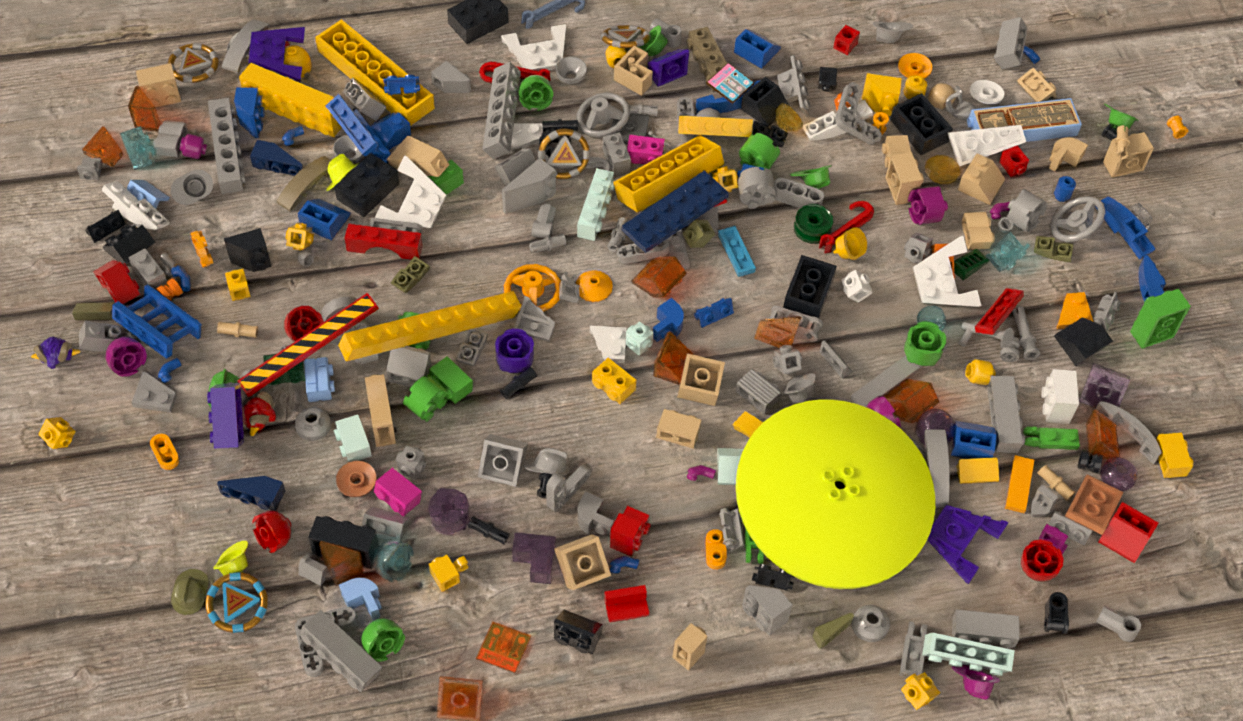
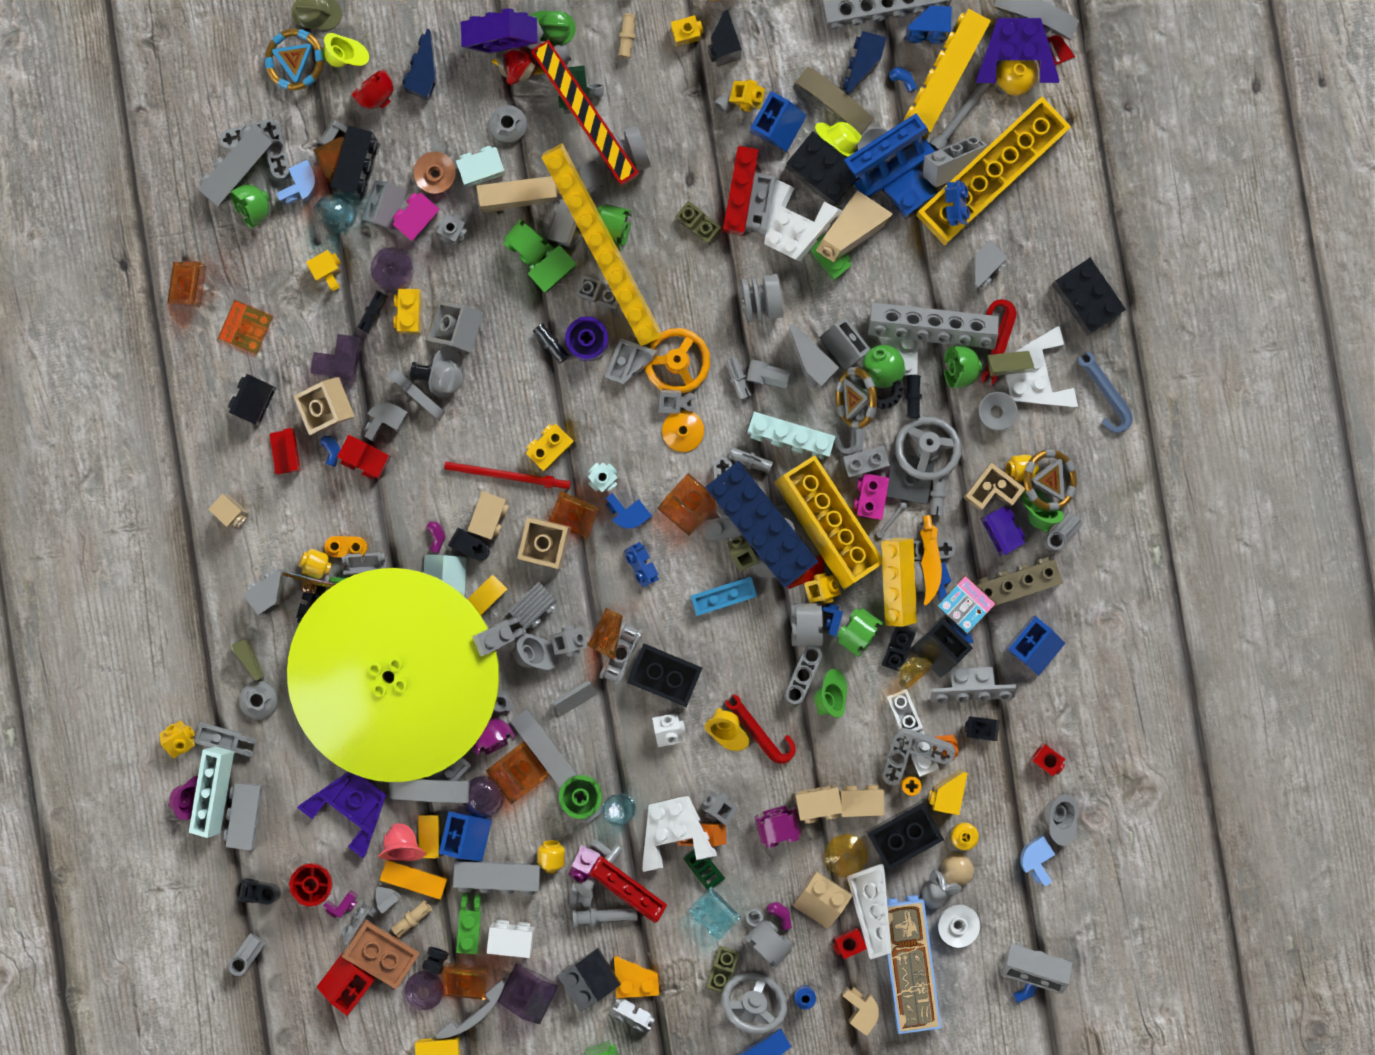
camera: 90 degrees right, 30 degrees up
(301, 321) = (623, 106): red cylinder -> none
(318, 379) = (558, 127): light blue brick -> none
(478, 221) = (761, 298): none -> light grey wheel
(489, 496) = (409, 311): none -> yellow brick
(532, 59) = (1010, 363): none -> olive slope
(533, 133) = (884, 365): none -> bright green cylinder
(610, 342) = (603, 447): white wing -> none
(644, 384) = (548, 481): none -> red bar
(695, 107) = (931, 560): none -> light orange sword
(707, 442) = (466, 544): none -> black piece
(735, 572) = (314, 564): none -> yellow head
(757, 567) = (309, 584): none -> clear orange piece
(791, 401) = (497, 636): none -> light grey hinge
(812, 223) = (773, 692): dark green wheel -> none
(915, 64) = (1013, 841): light orange dish -> none
(923, 45) = (1033, 855): none -> light blue brick
(977, 230) = (747, 882): tan brick -> none
(983, 348) = (583, 864): none -> bracket
(989, 490) = (401, 844): none -> coral piece
(1036, 86) = (969, 991): tan bracket -> none

